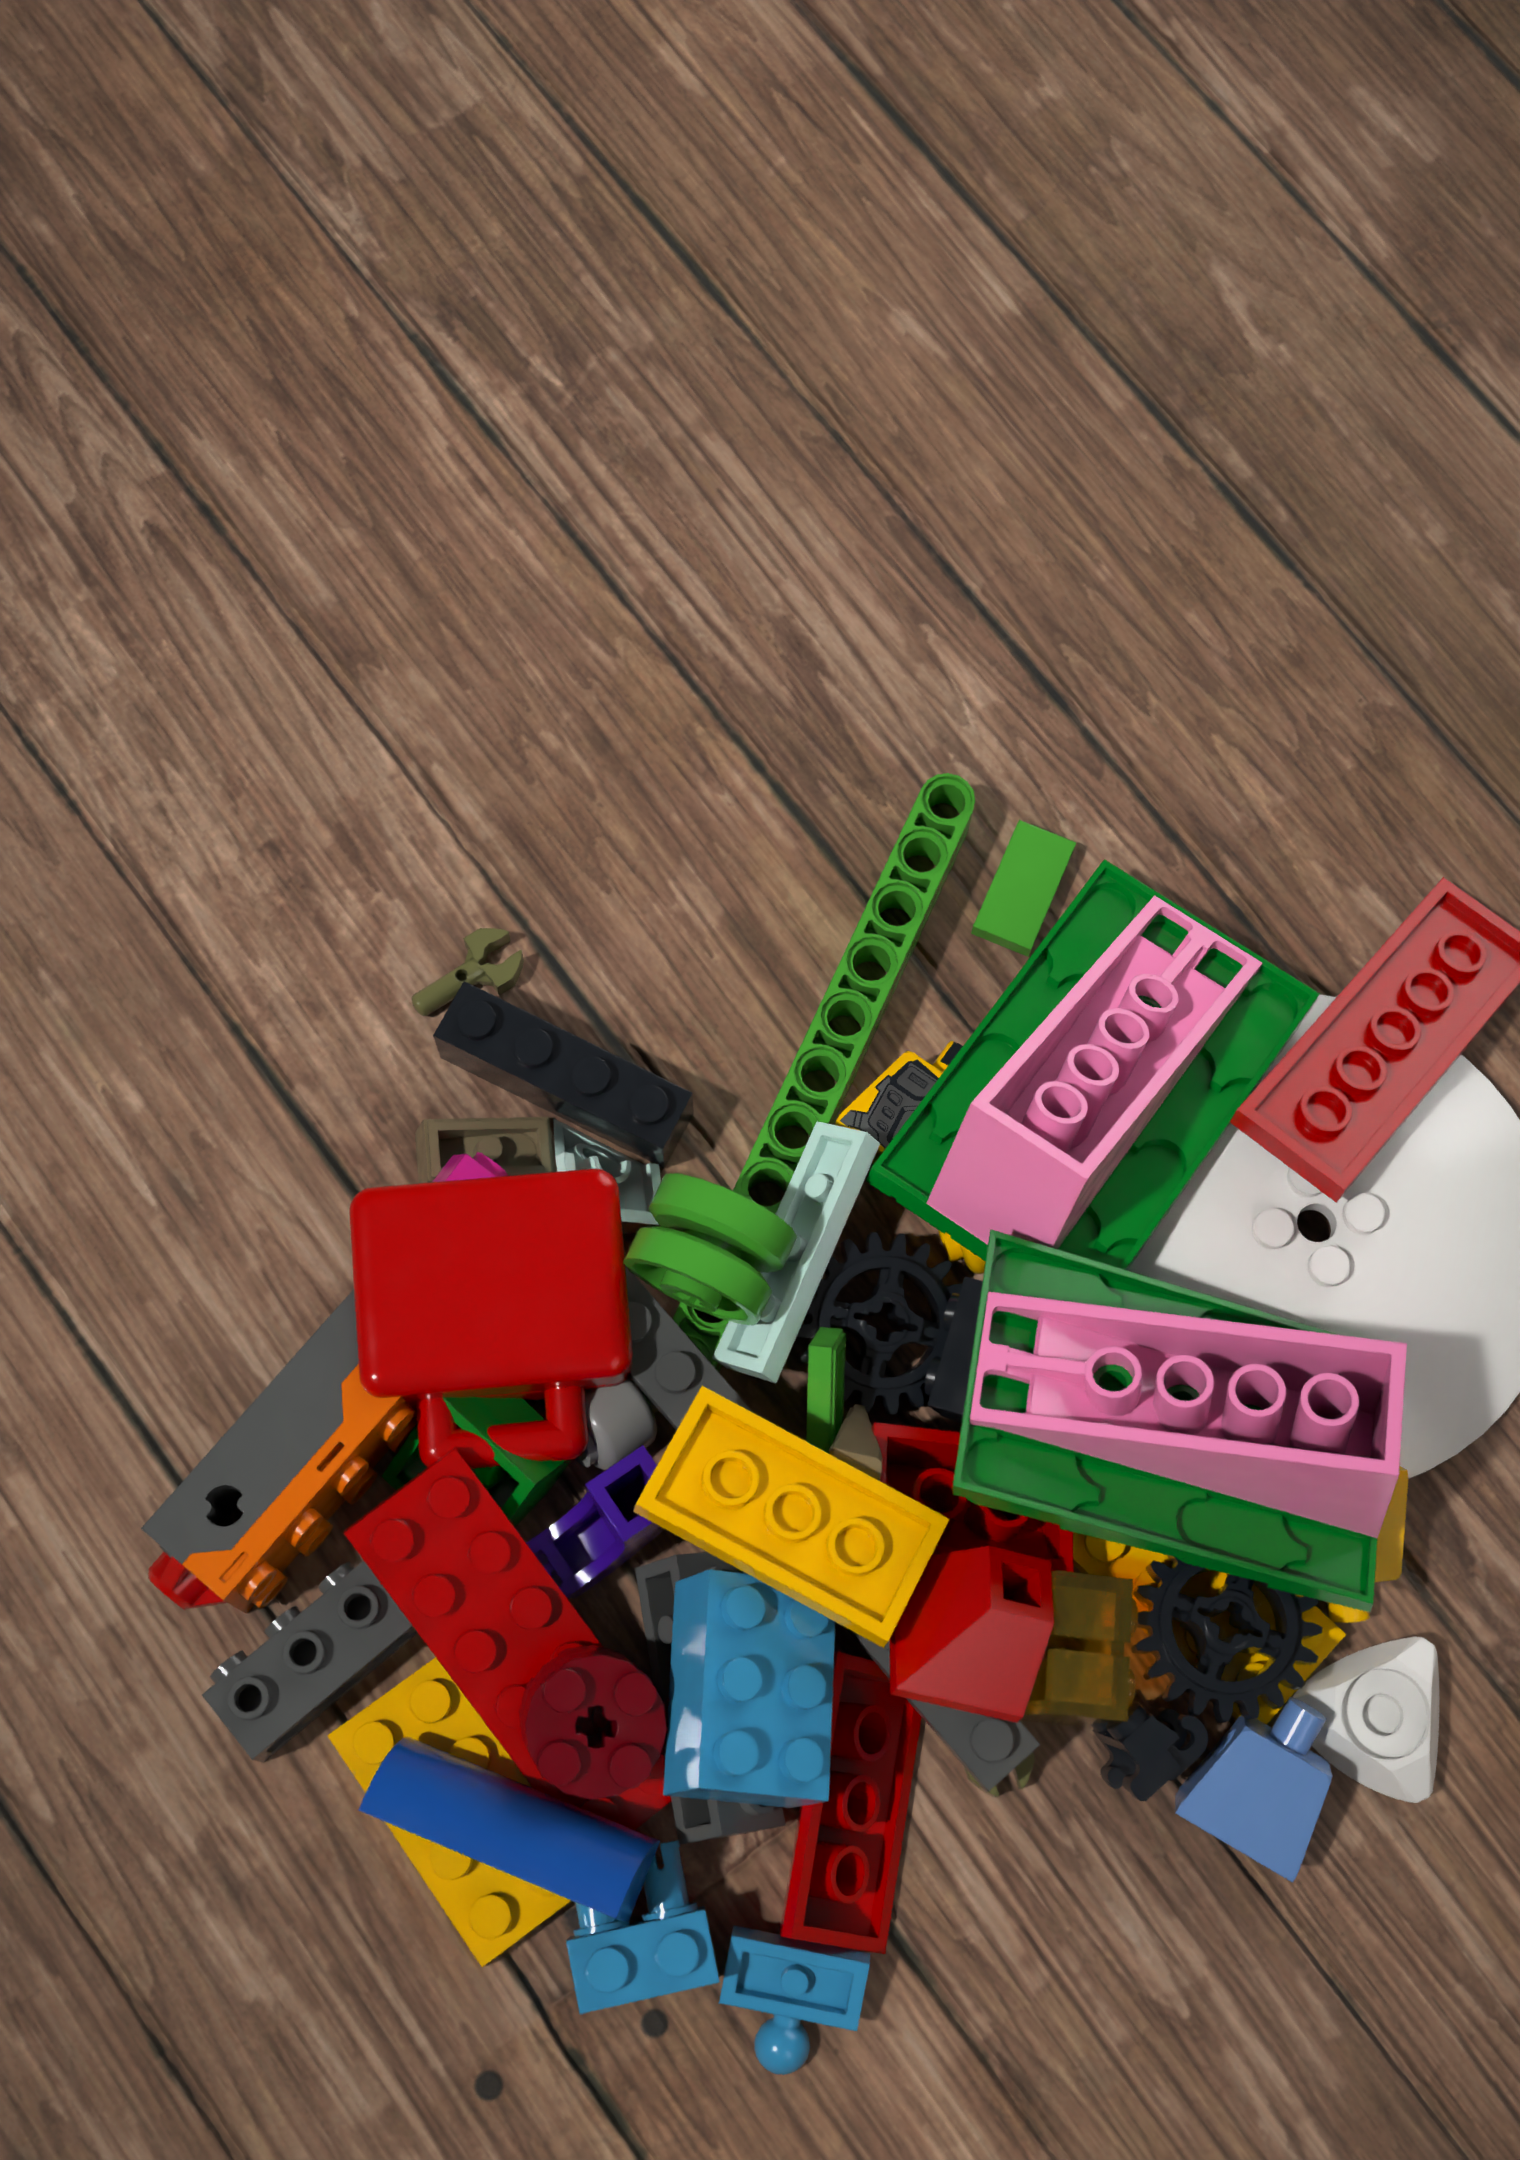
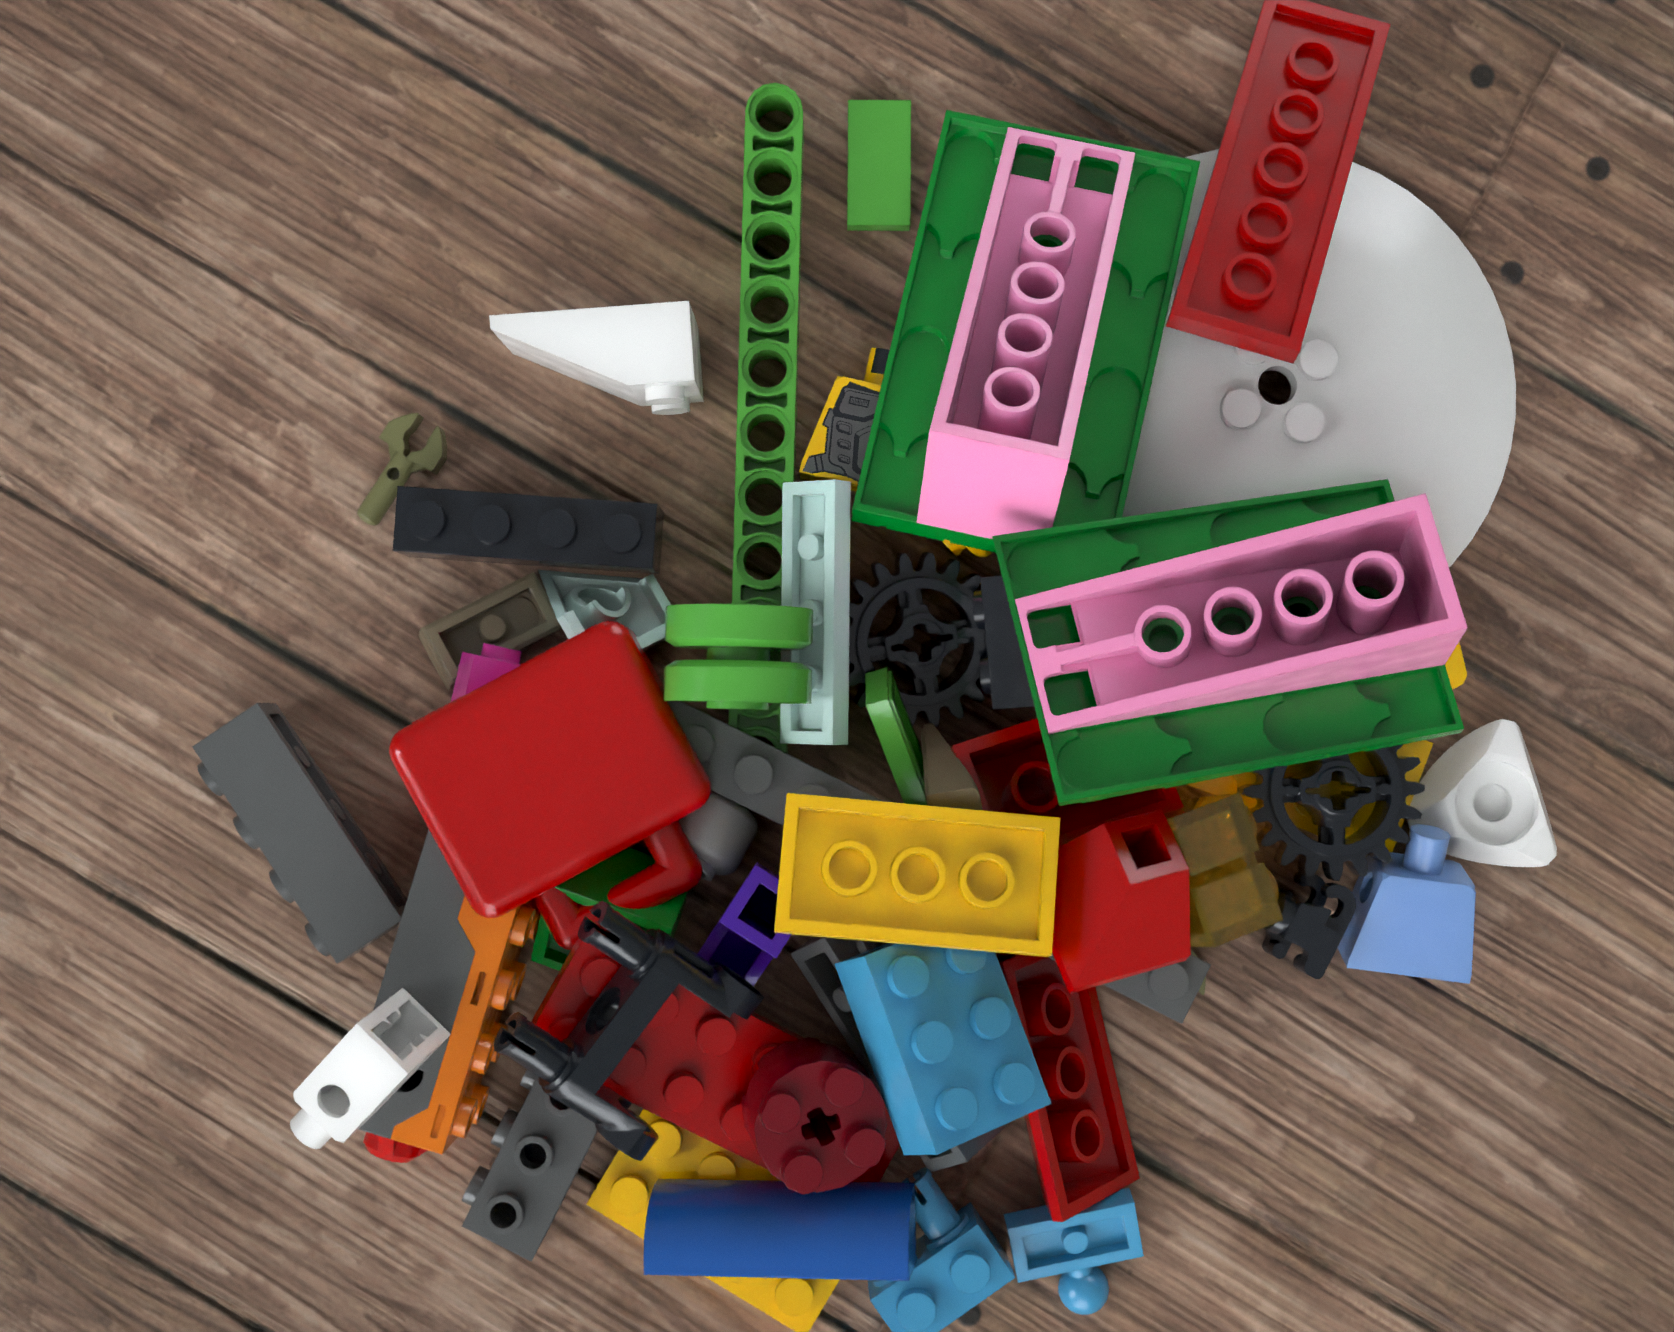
camera: 20 degrees left, 15 degrees up
(194, 1477) = (365, 1070): none -> white torso
(229, 1258) = (302, 831): none -> dark grey brick
(392, 1563) = (583, 1061): none -> black connector
(719, 947) = (626, 350): none -> white slope

